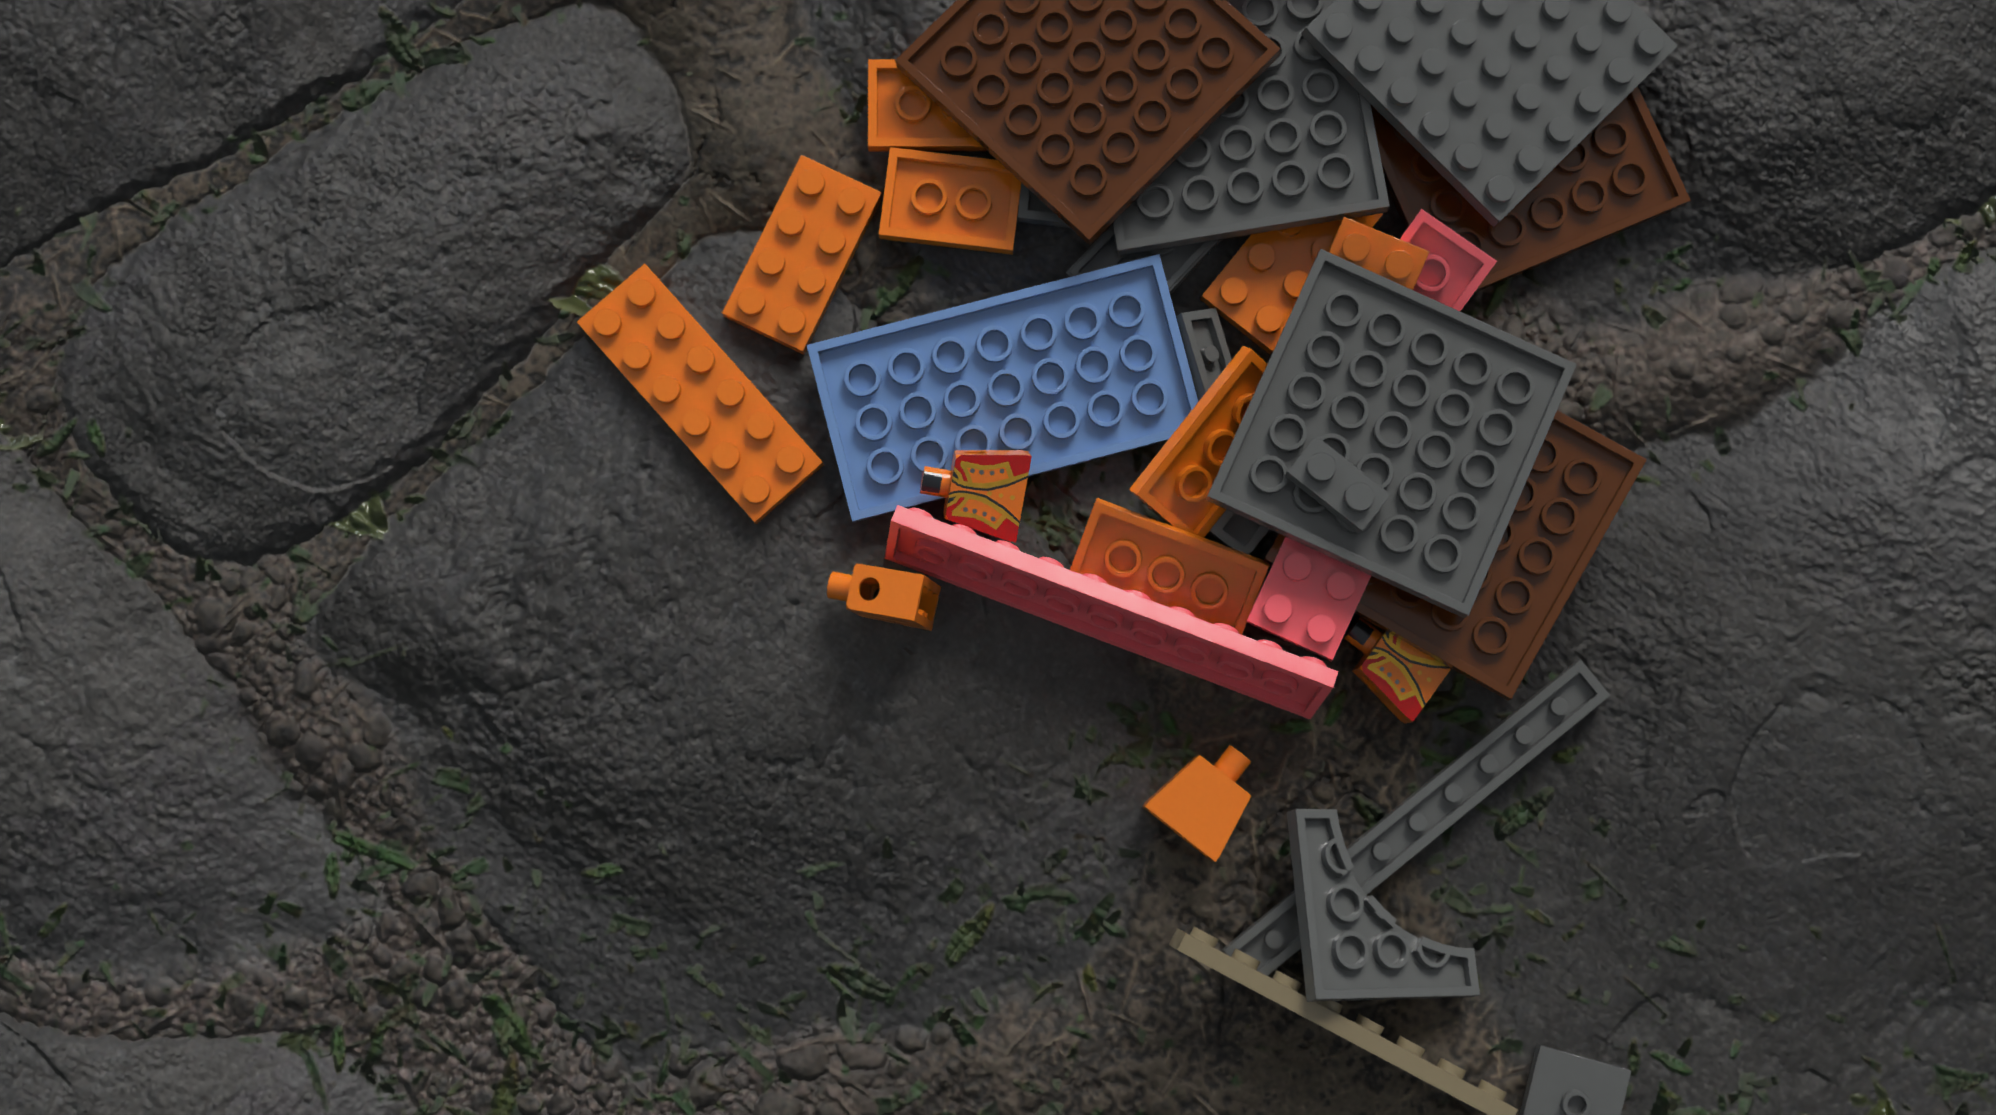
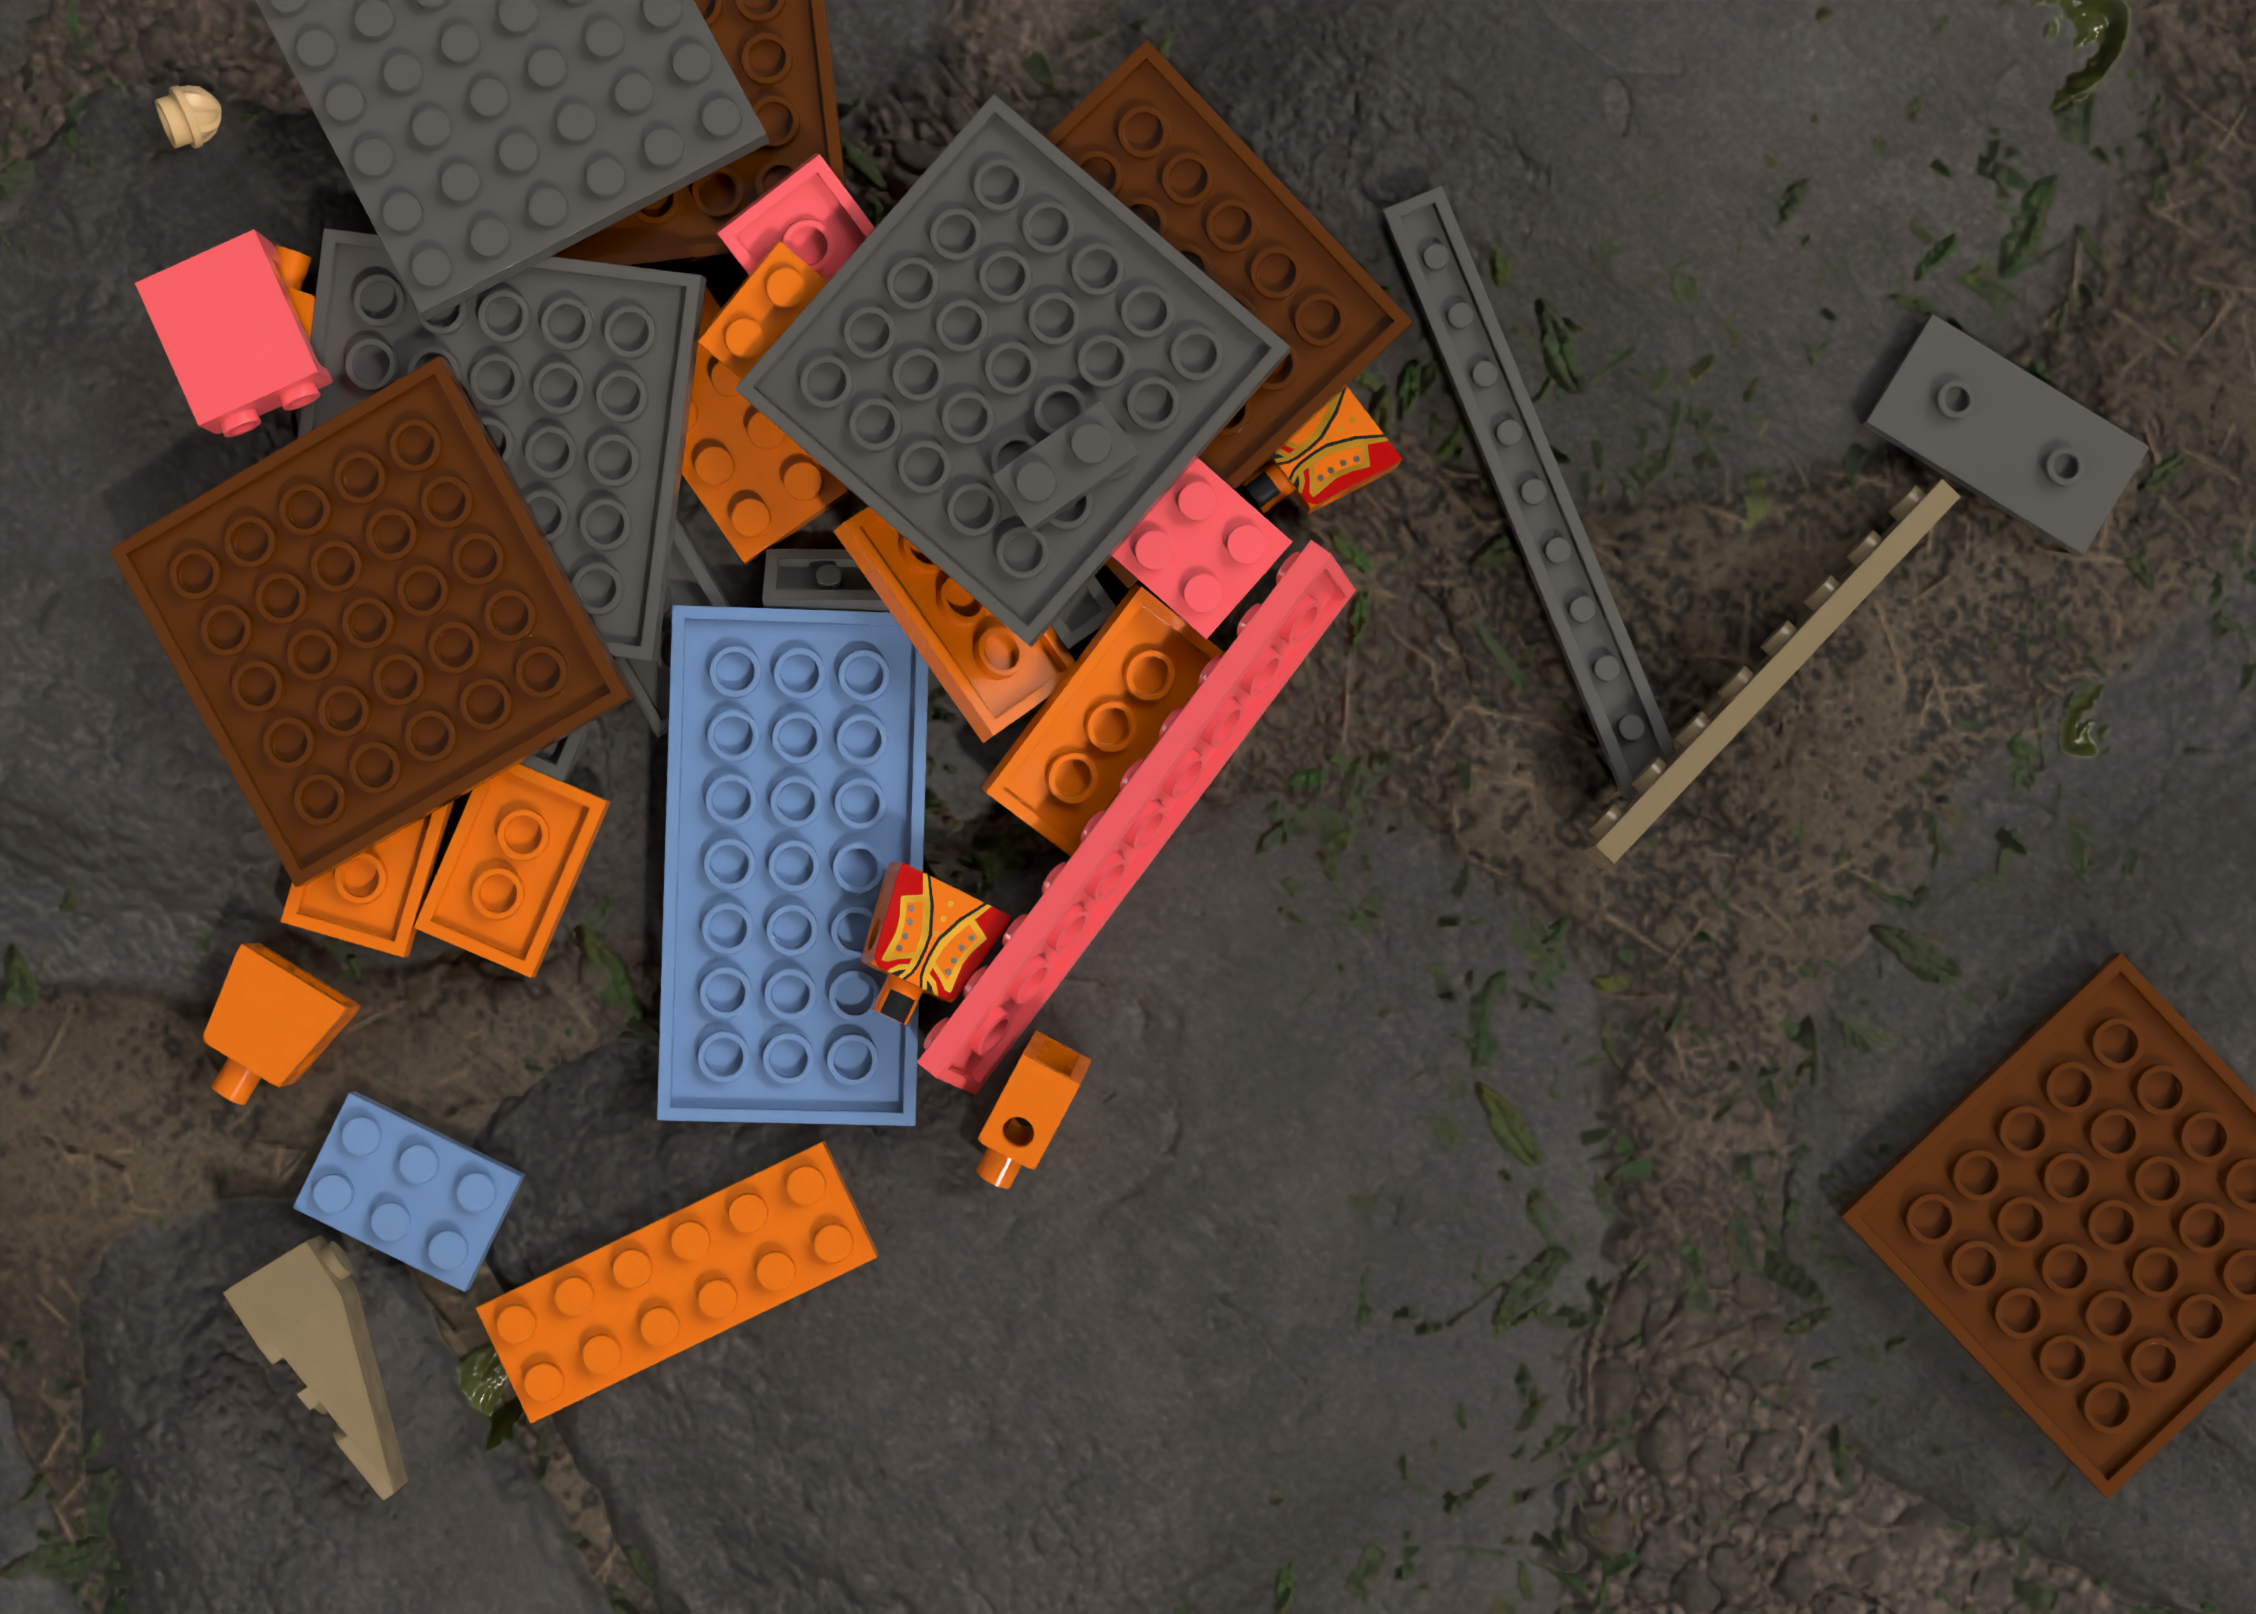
camera: 70 degrees left, 5 degrees up
(607, 158) = (314, 1319): none -> dark tan wedge
(711, 197) = (409, 1191): none -> medium blue plate
(799, 73) = (271, 1022): none -> orange torso
(802, 254) = (526, 1088): orange plate -> none
(1203, 801) = (1425, 766): orange torso -> none
(1351, 939) = (1665, 629): dark grey plate -> none

